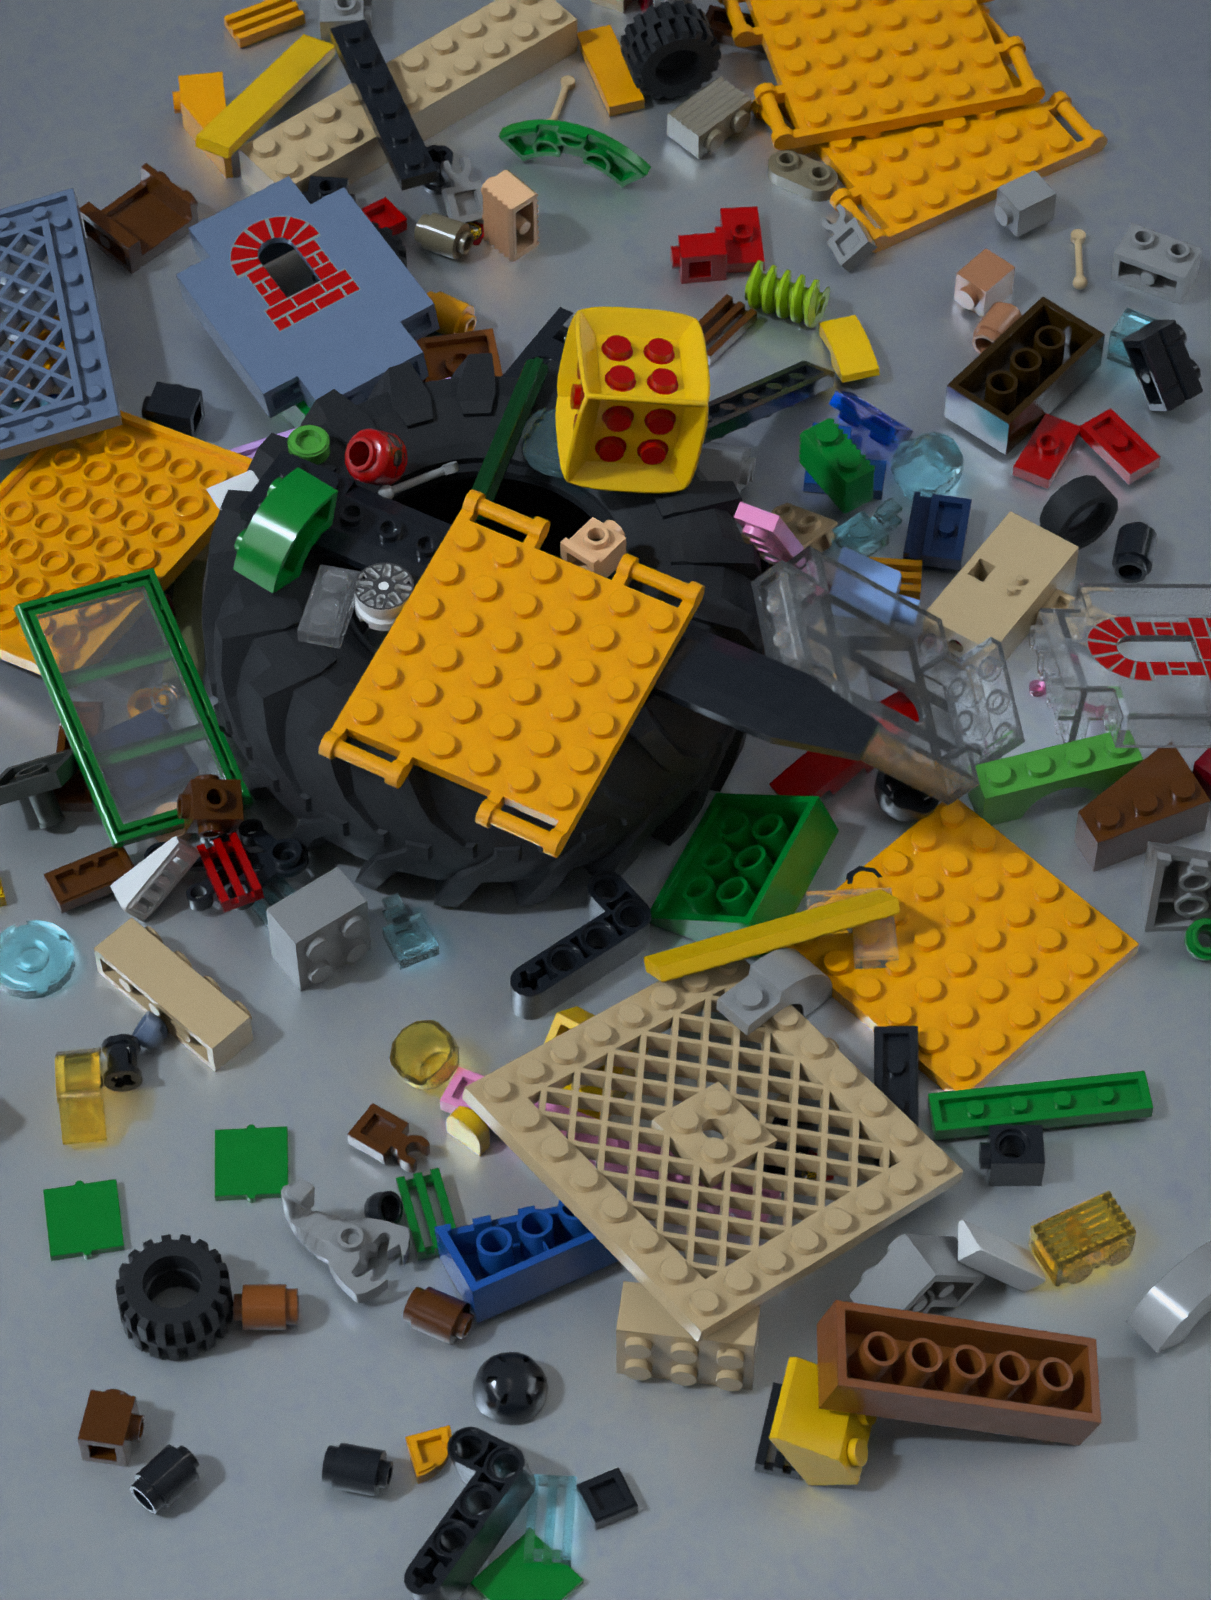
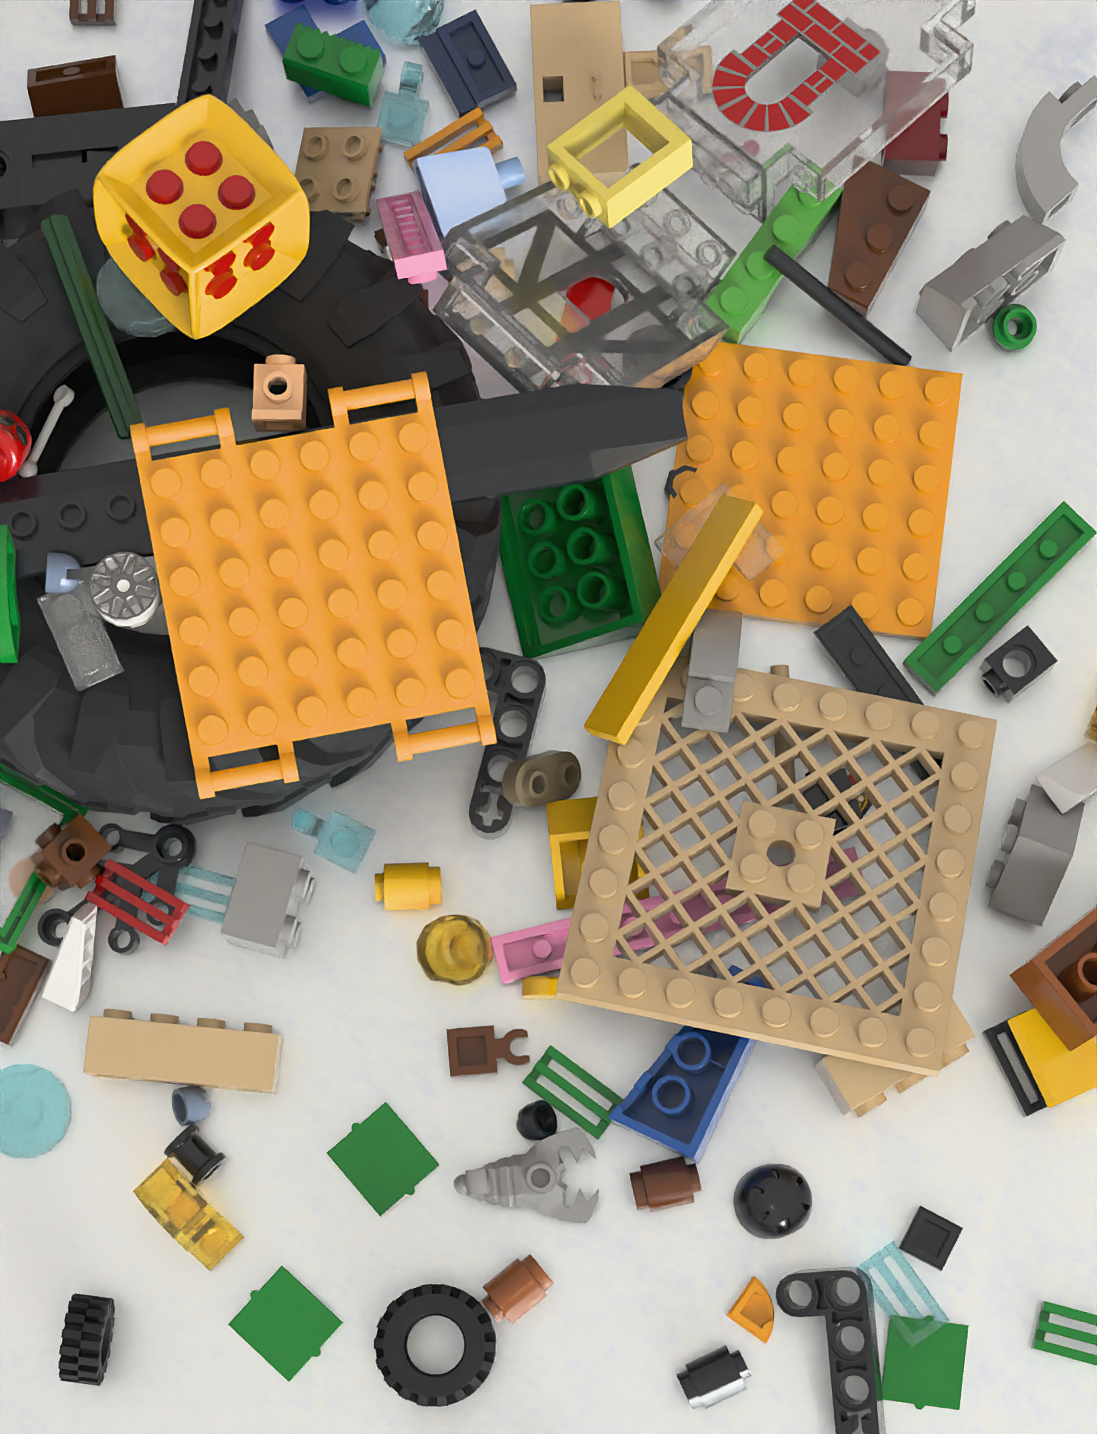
camera: 35 degrees left, 25 degrees up
(347, 552) = (57, 573): none -> sand blue hinge
(430, 996) = (408, 886): none -> yellow brick
(591, 986) = (541, 778): none -> dark tan plate
(985, 641) = (647, 124): none -> light yellow window
(1075, 832) = (836, 306): none -> black bar

